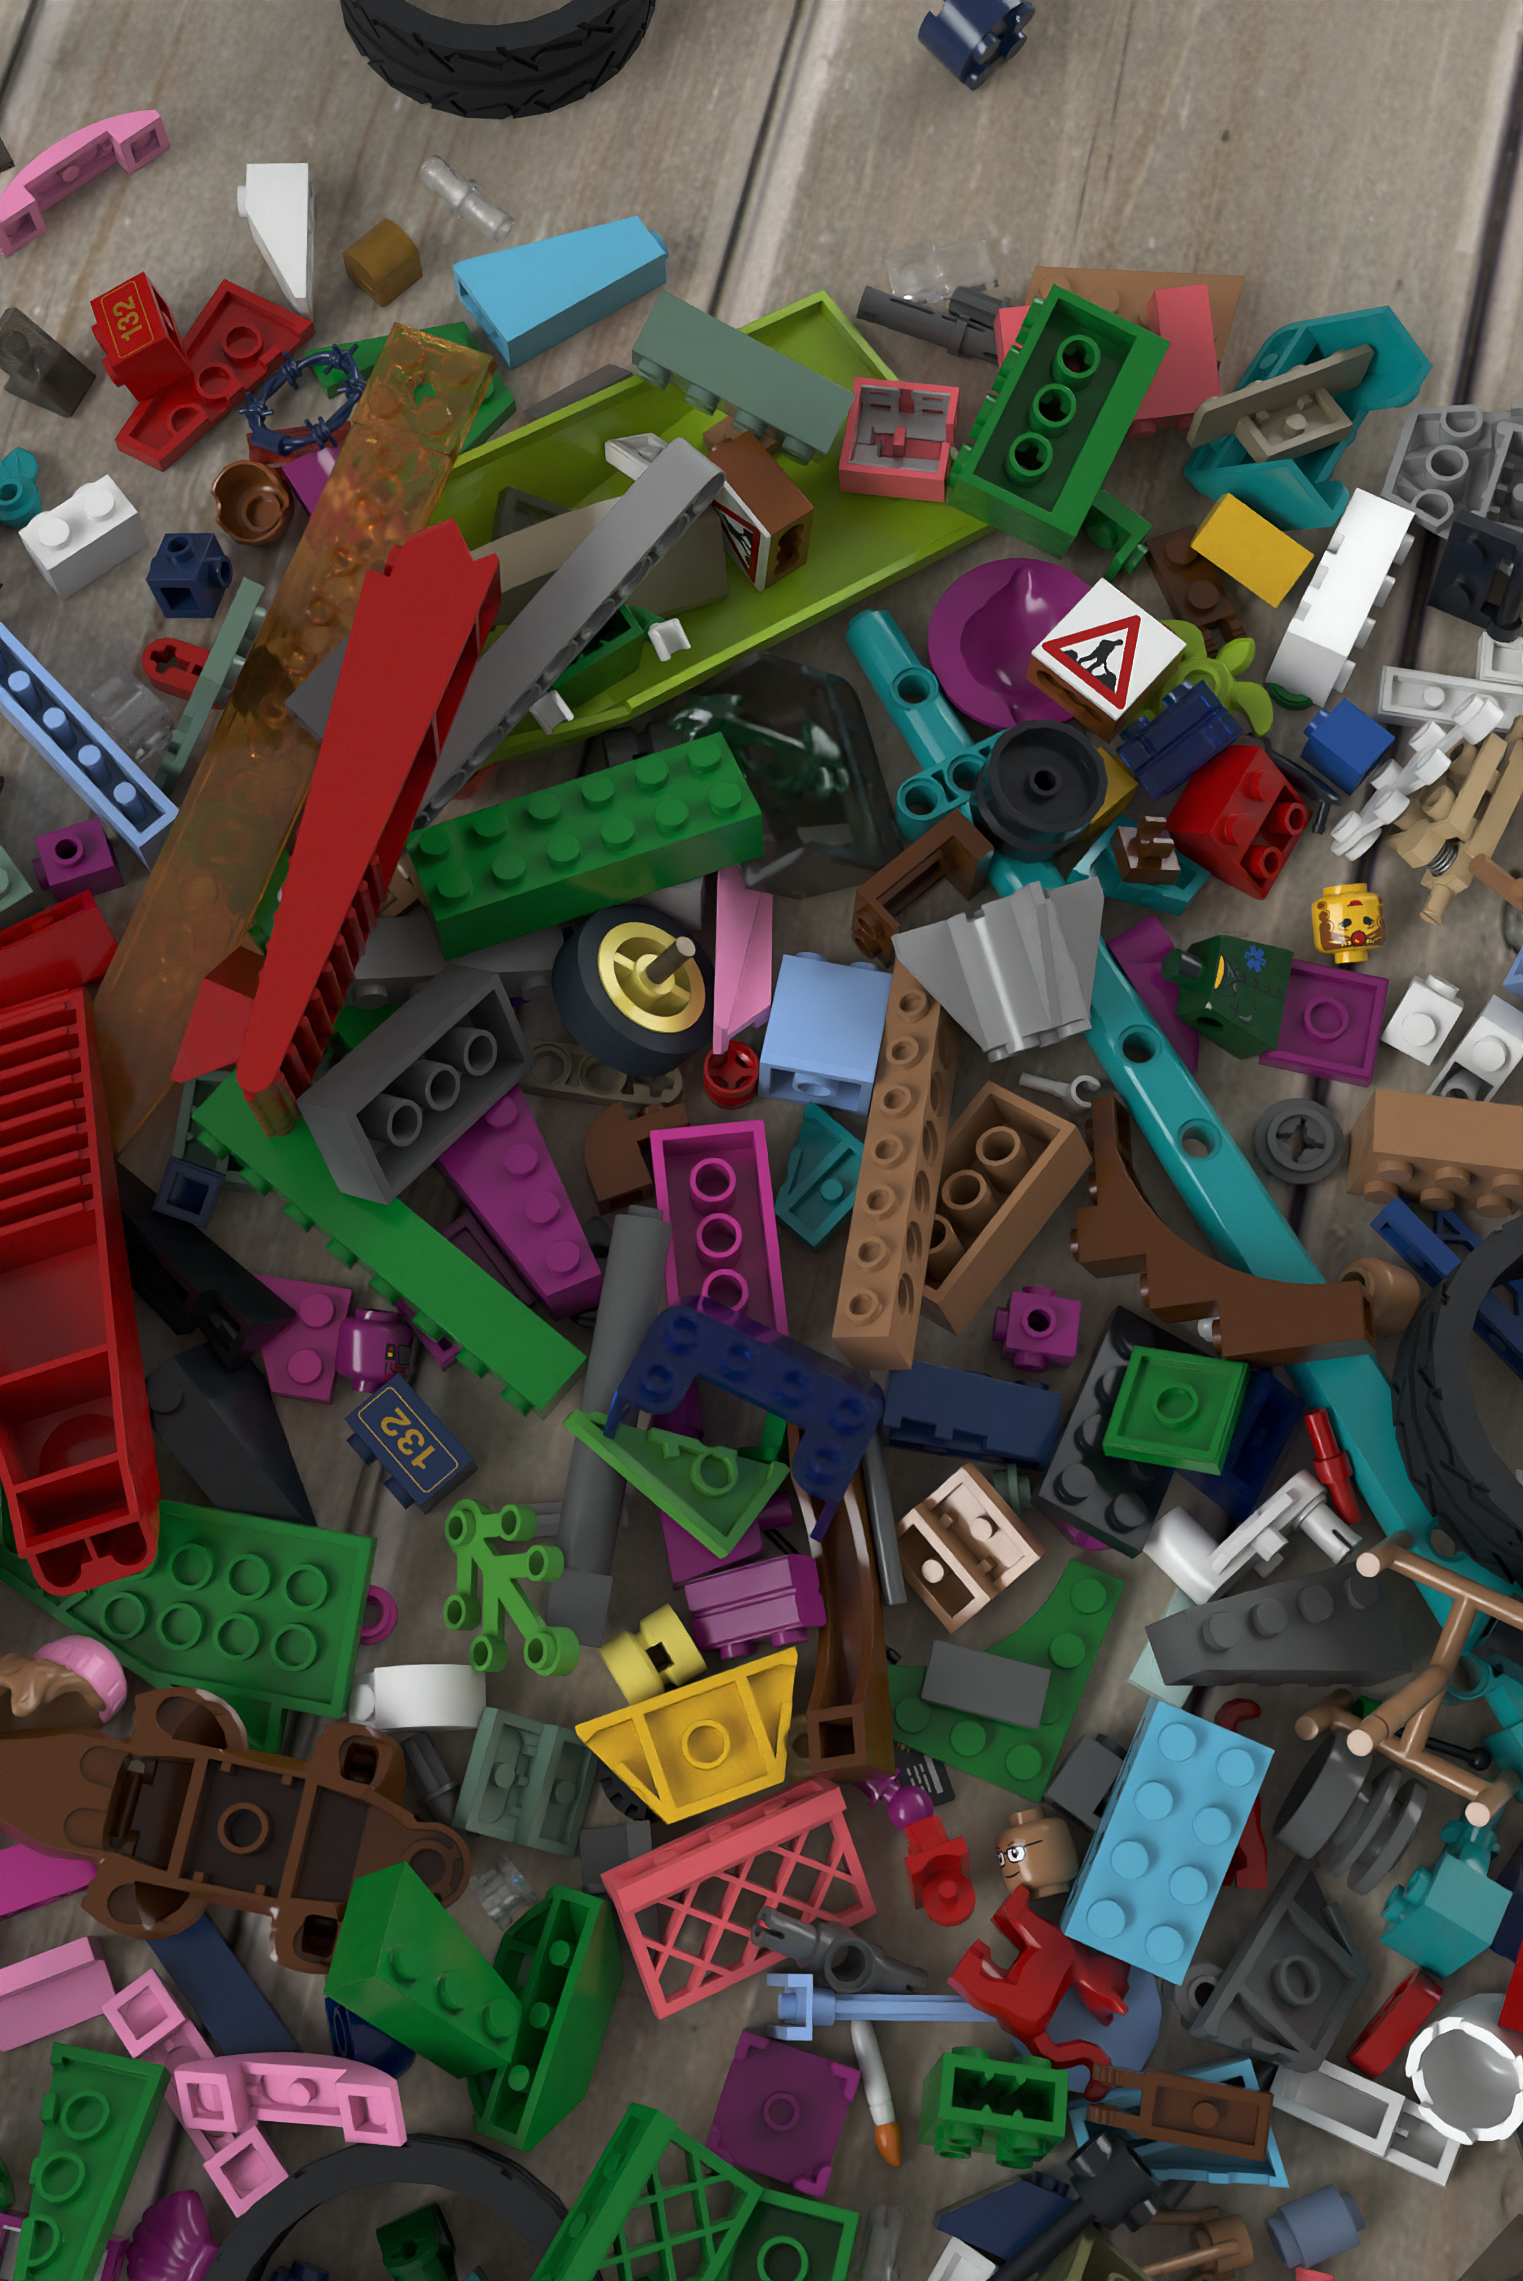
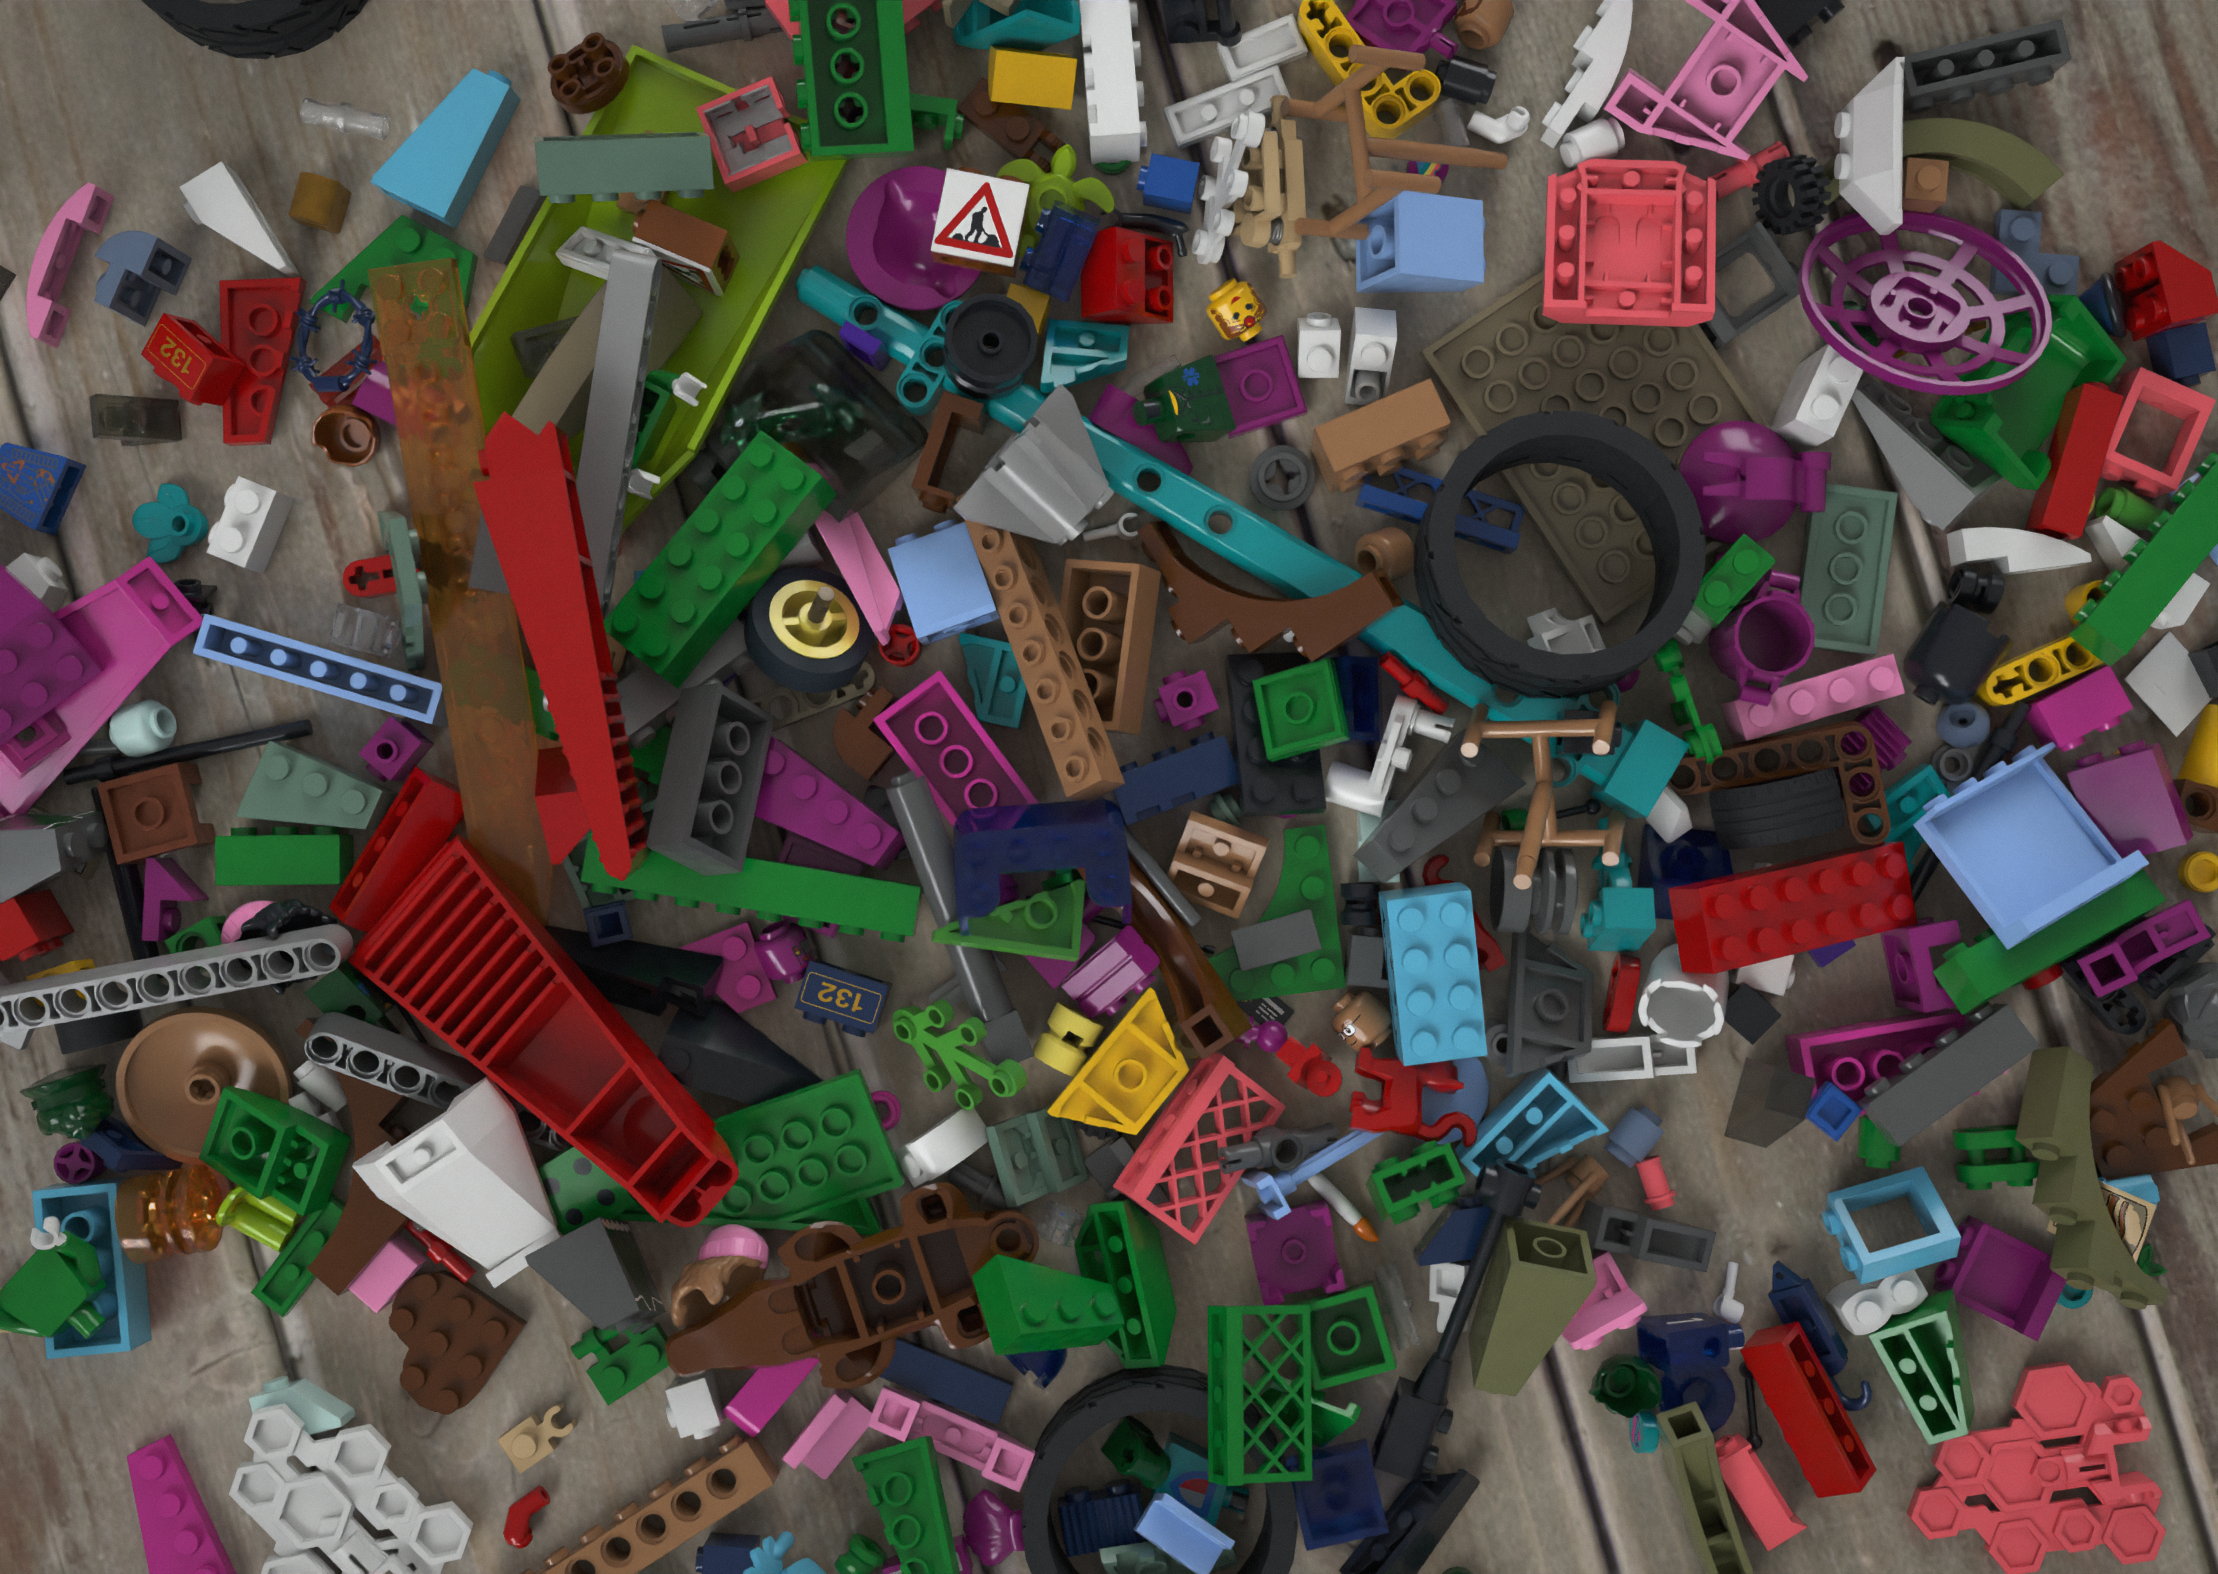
camera: 25 degrees left, 15 degrees up
(144, 222) = (137, 273): none -> sand blue brick
(189, 575) = (338, 512): dark blue brick -> none
(292, 2089) = (1006, 1406): bright pink slope -> none
(756, 290) = (588, 75): none -> reddish brown tile
(891, 722) = (864, 346): none -> dark purple tile
(1116, 1706) = (1361, 913): none -> black wheel
(1145, 852) = (1081, 342): reddish brown tile -> none
(1189, 2111) = (1528, 1124): reddish brown hinge -> none

